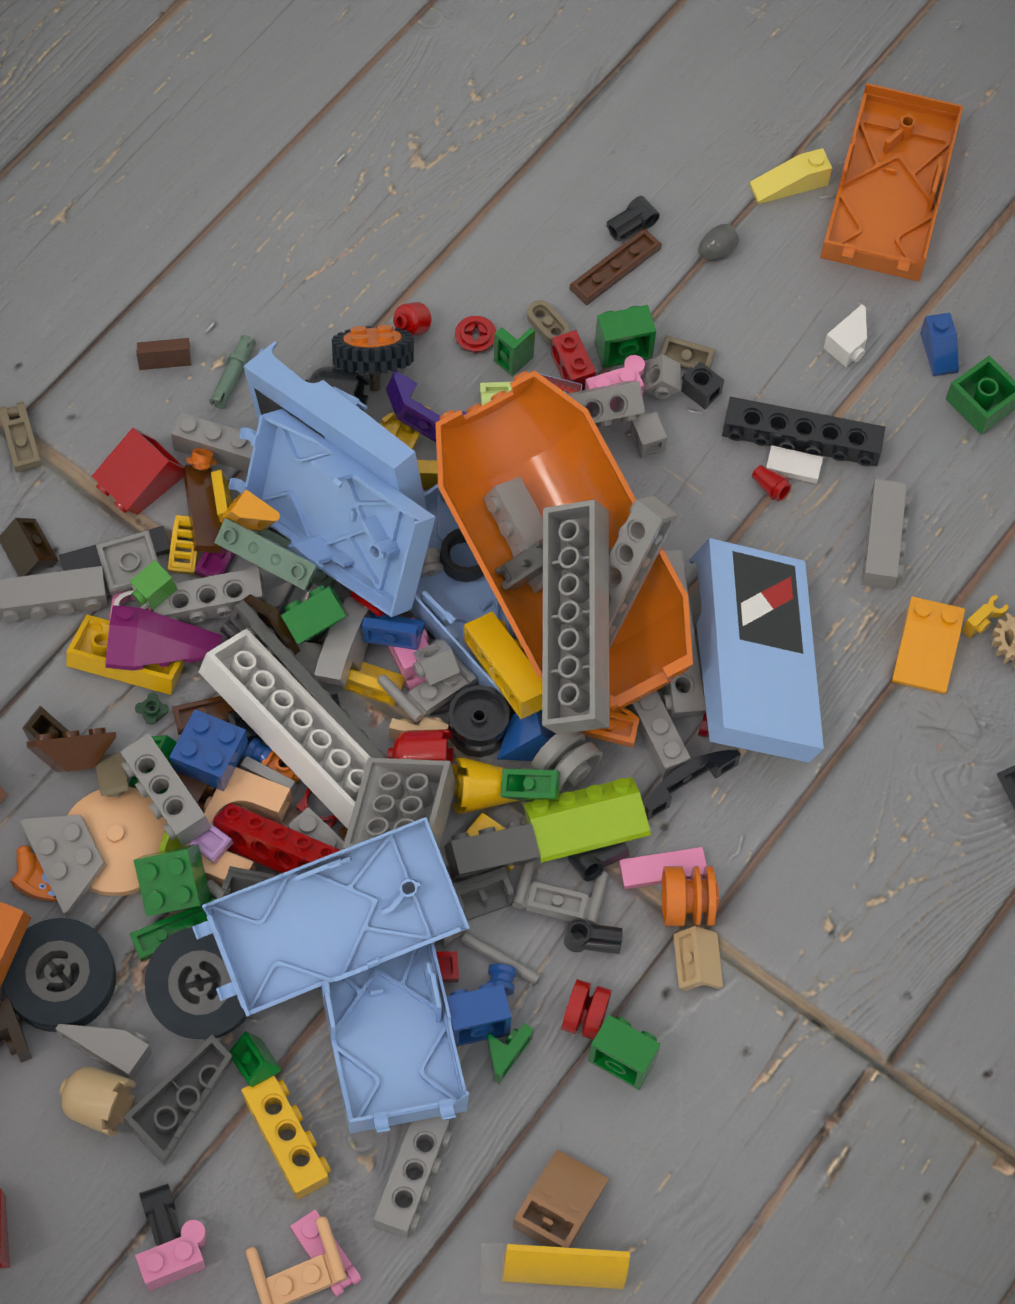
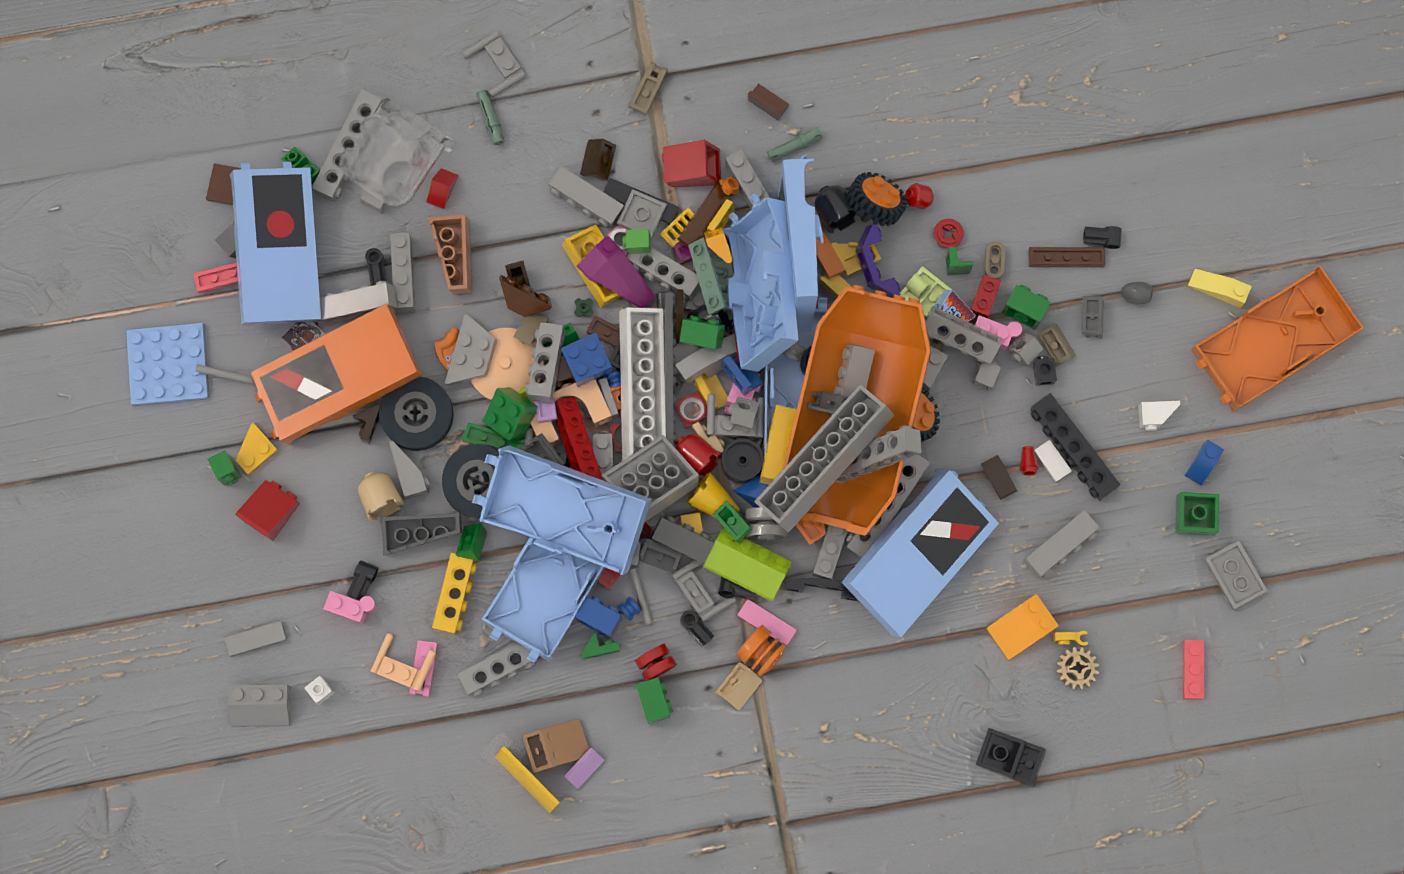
camera: 45 degrees right, 15 degrees up
(367, 701) = (694, 397): none -> red piece
(615, 1198) = (584, 768): none -> lavender tile
(699, 295) = (1093, 316): none -> dark grey hinge
(758, 520) = (999, 477): none -> dark brown slope

